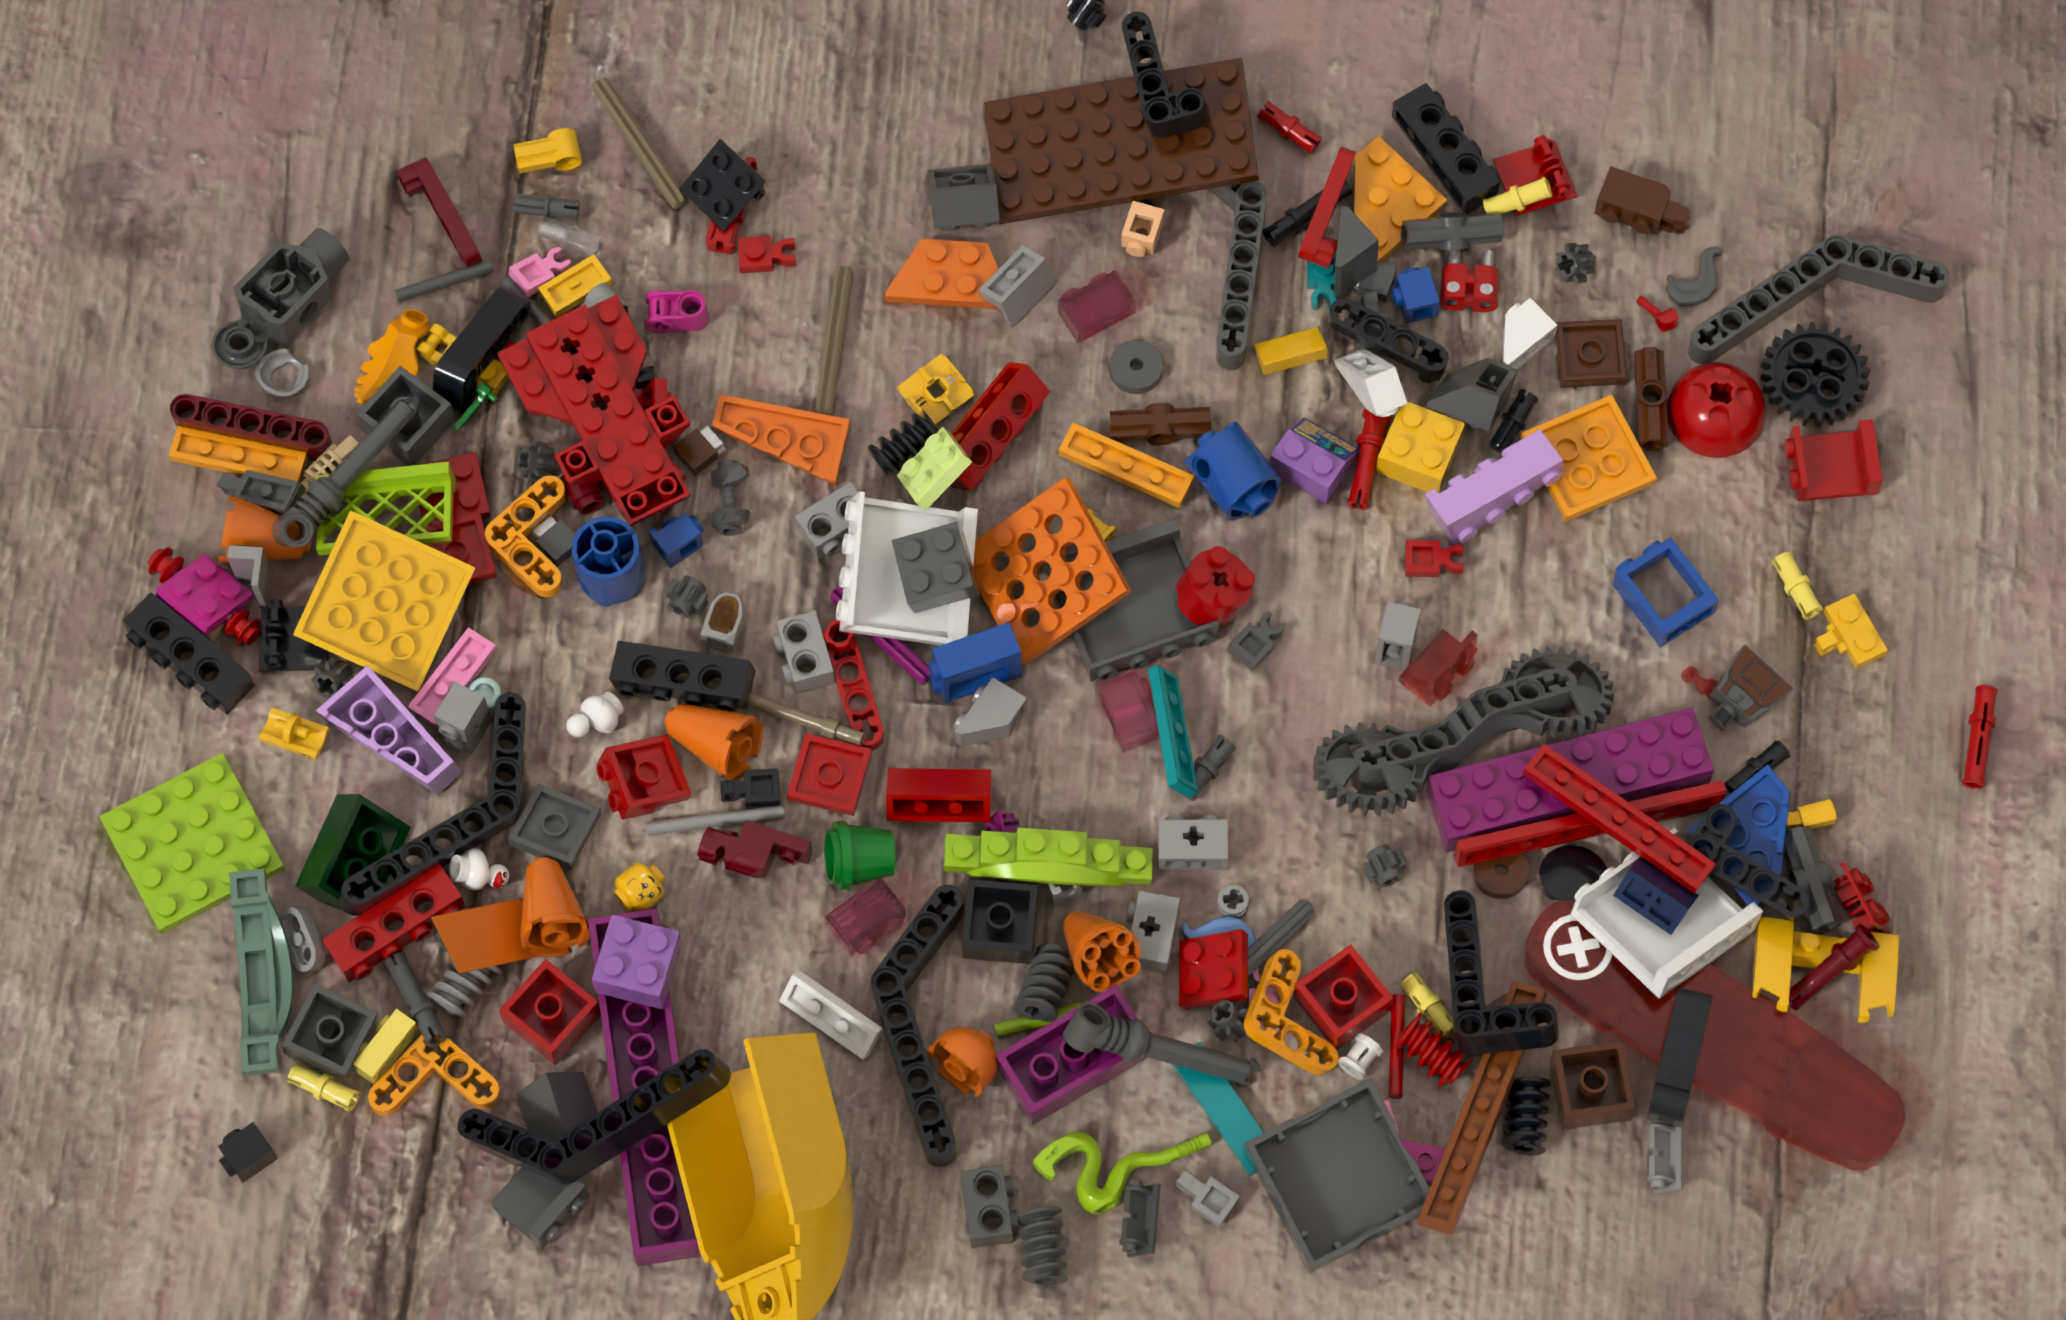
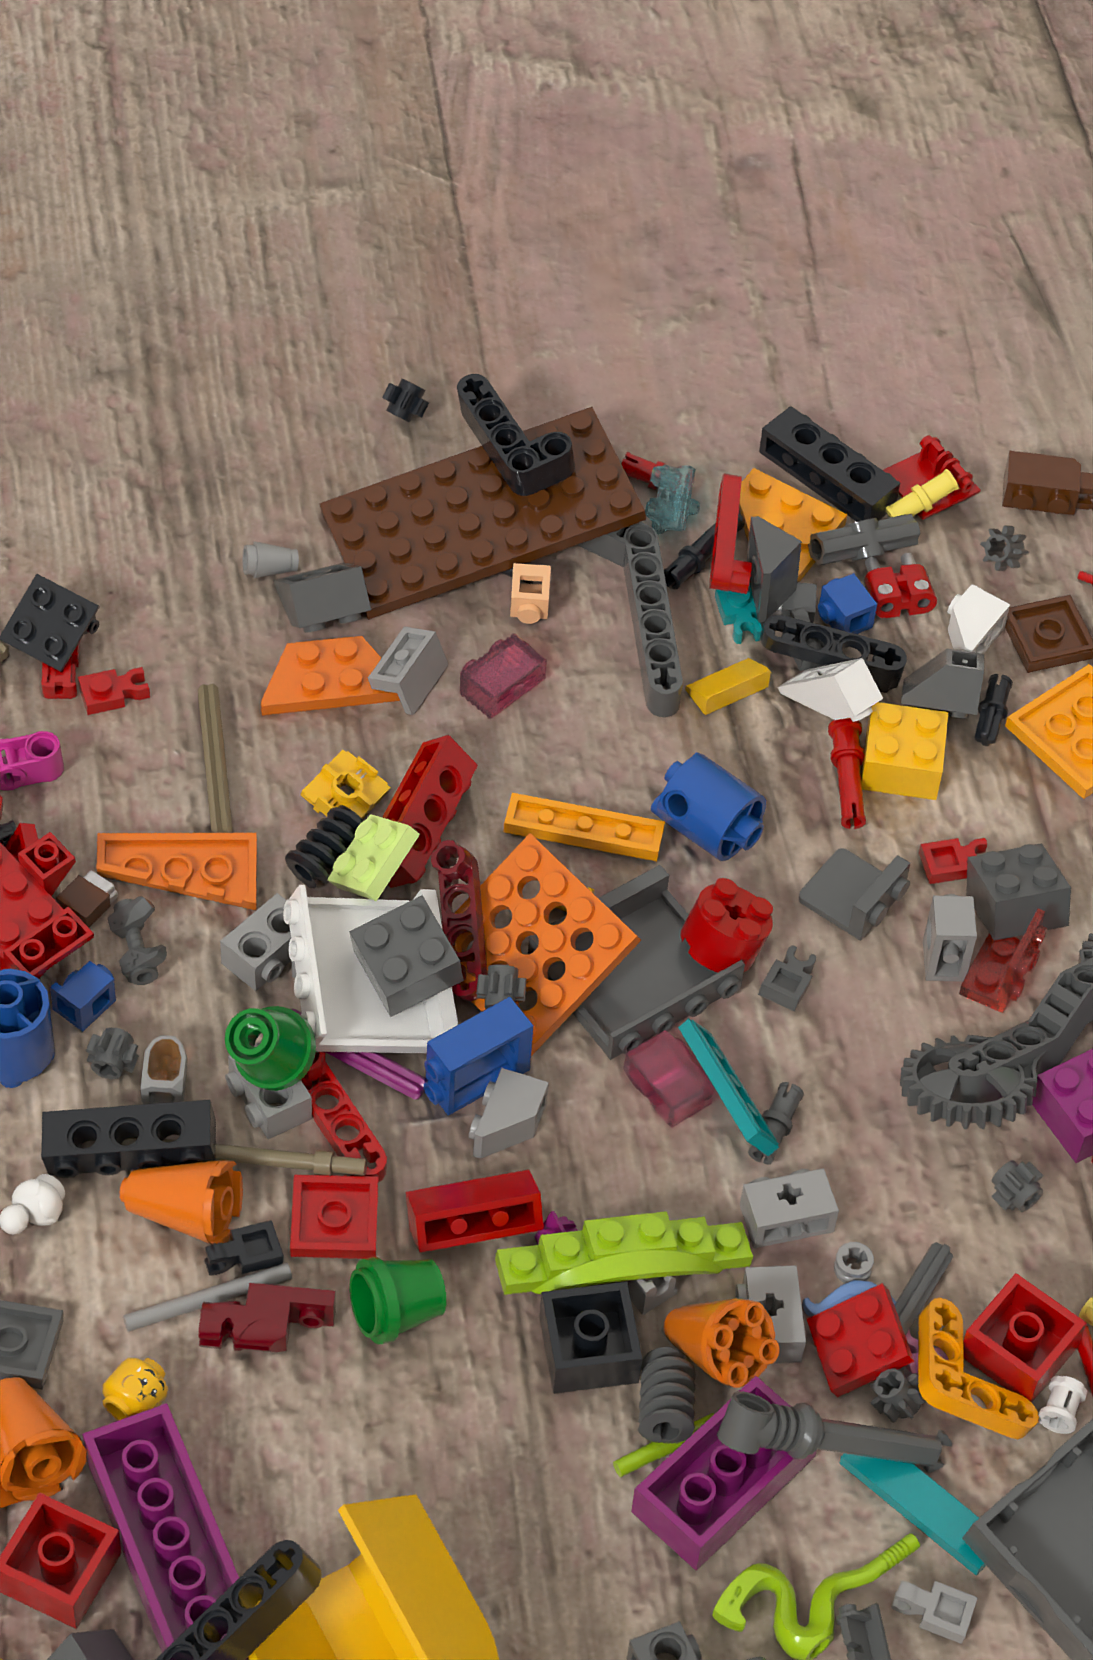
camera: 20 degrees left, 15 degrees down
(637, 961) = (160, 1467): medium lavender brick -> none
(642, 776) = (107, 1262): red plate -> none
(806, 626) = (283, 1053): none -> green piece
(831, 1014) = (379, 1476): white plate -> none
(866, 917) = (424, 1368): clear pink brick -> none
(908, 1032) = (516, 1490): black beam -> none
(926, 151) = (268, 559): none -> light grey cone
(965, 1059) = (595, 1507): orange cylinder -> none
(1000, 542) = (468, 921): none -> dark red beam
(1008, 608) = (500, 984): none -> dark grey gear
(1136, 380) = (563, 743): dark grey piece -> none
(1159, 424) = (609, 778): reddish brown piece -> none
(1293, 160) = (673, 500): none -> clear light blue hips
(1313, 459) = (792, 786): medium lavender slope -> none
(1336, 572) = (855, 892): none -> dark grey bracket
(1471, 599) = (1013, 885): none -> dark grey brick
(1495, 487) = (1000, 772): lavender wedge -> none

